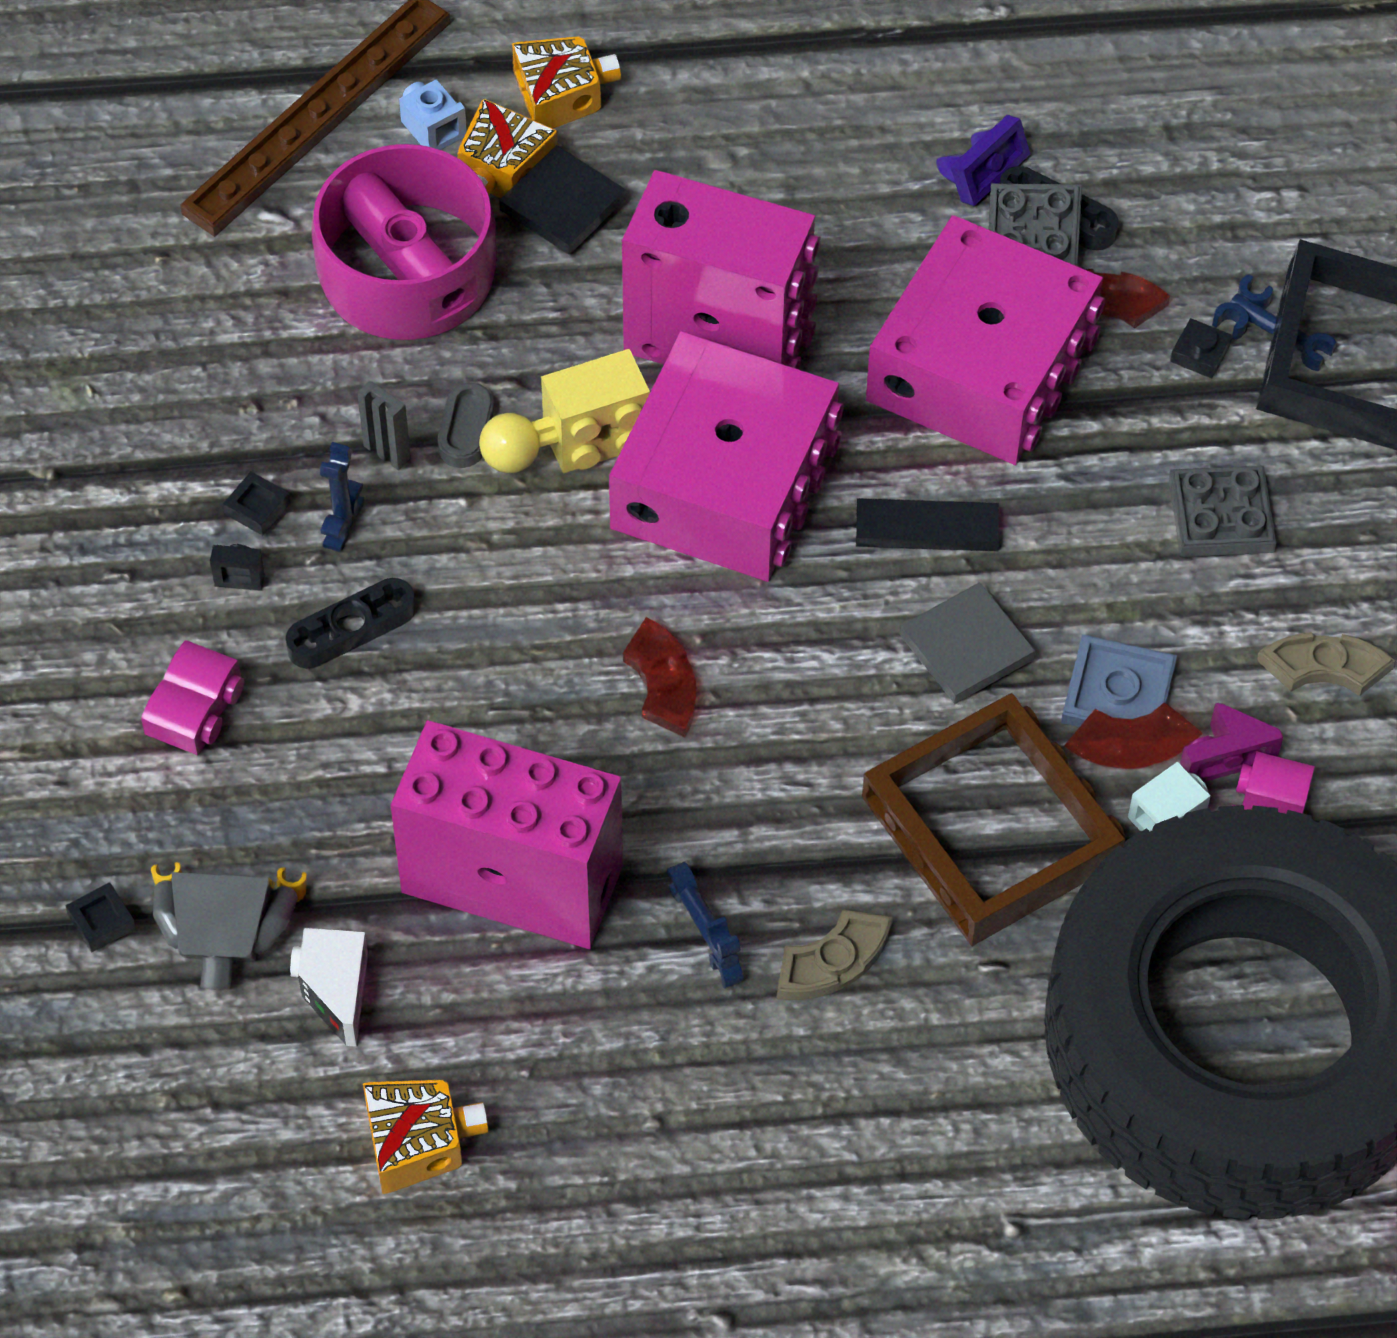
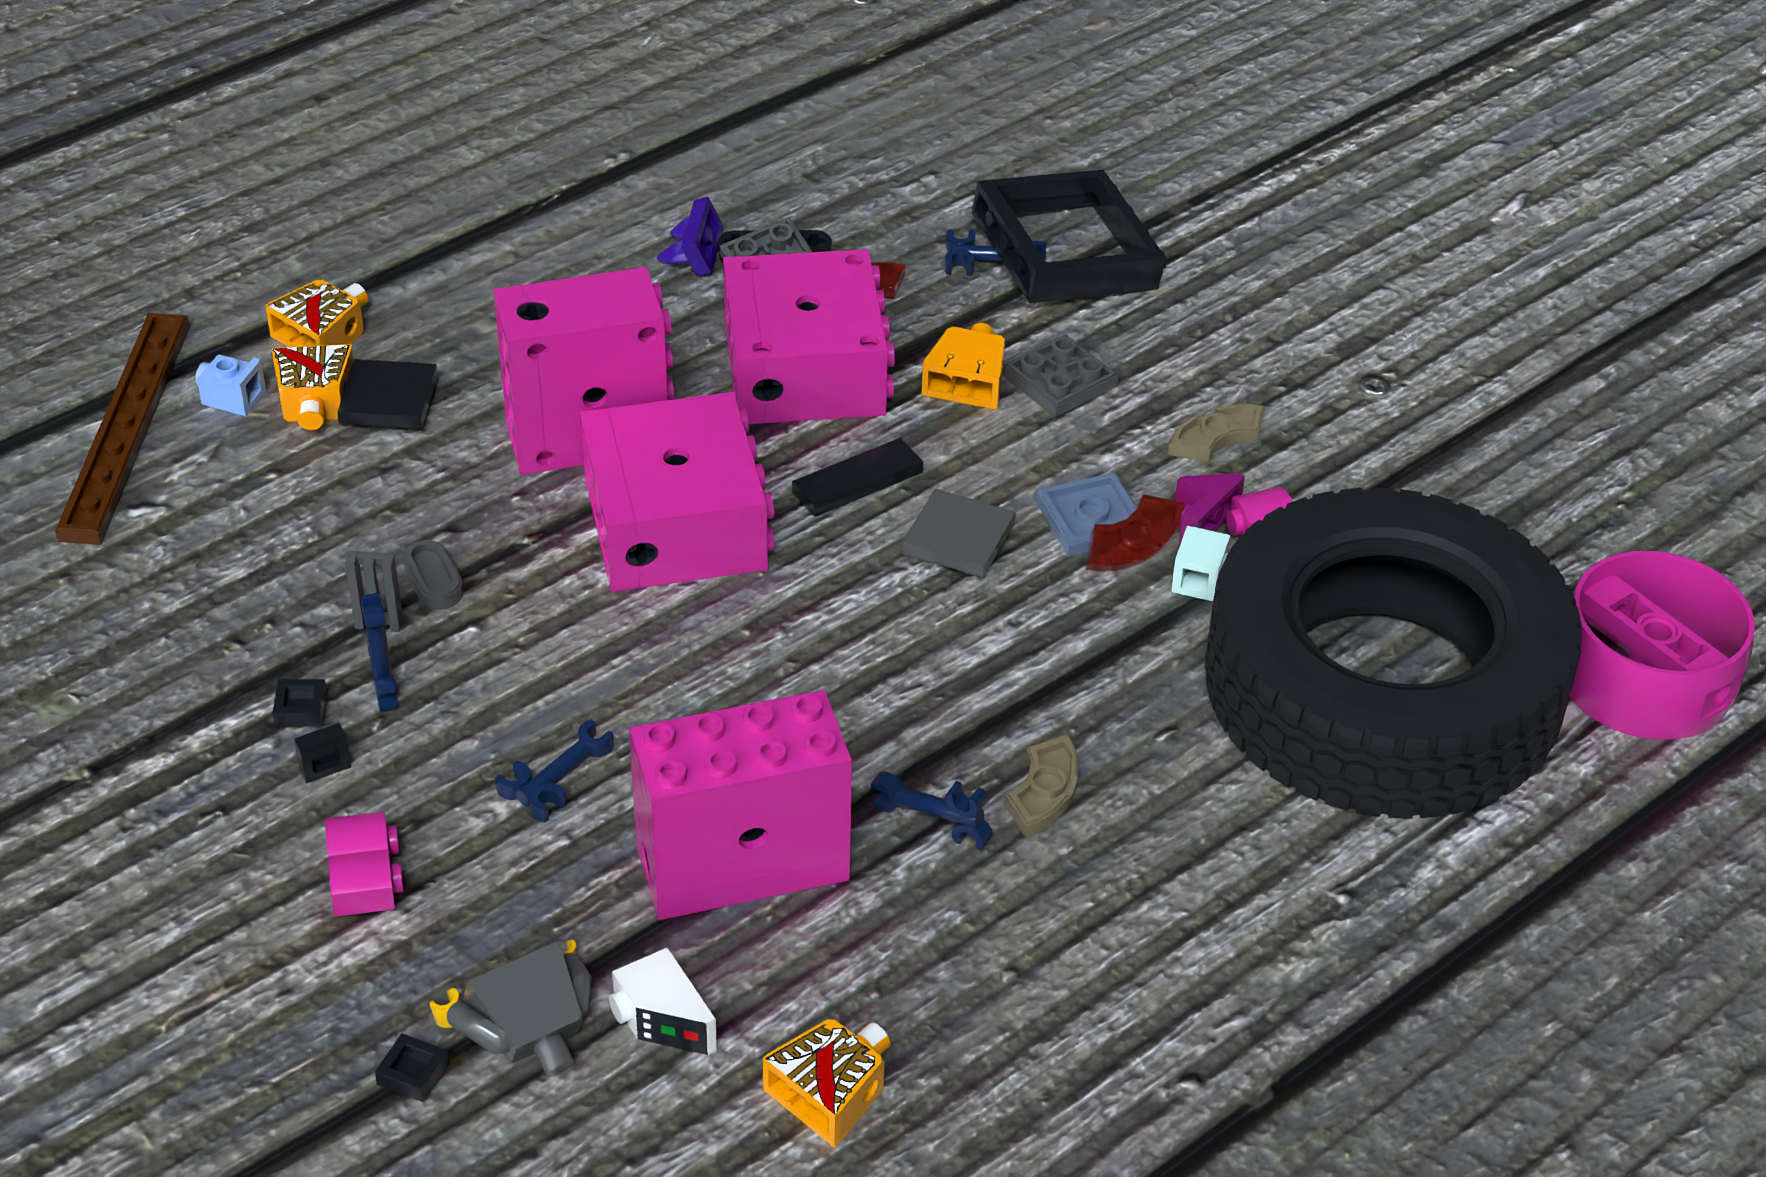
camera: 35 degrees left, 15 degrees down
(345, 641) = (452, 767): black beam -> none
(392, 703) = (542, 787): none -> dark blue bar
(430, 289) = (264, 481): dark pink cylinder -> none
(583, 420) = (537, 514): light yellow brick -> none
(667, 677) = (752, 669): clear red tile -> none
(963, 905) = (1065, 679): reddish brown window -> none
(1129, 453) = (965, 367): none -> light orange torso
(1201, 348) = (954, 287): black plate -> none

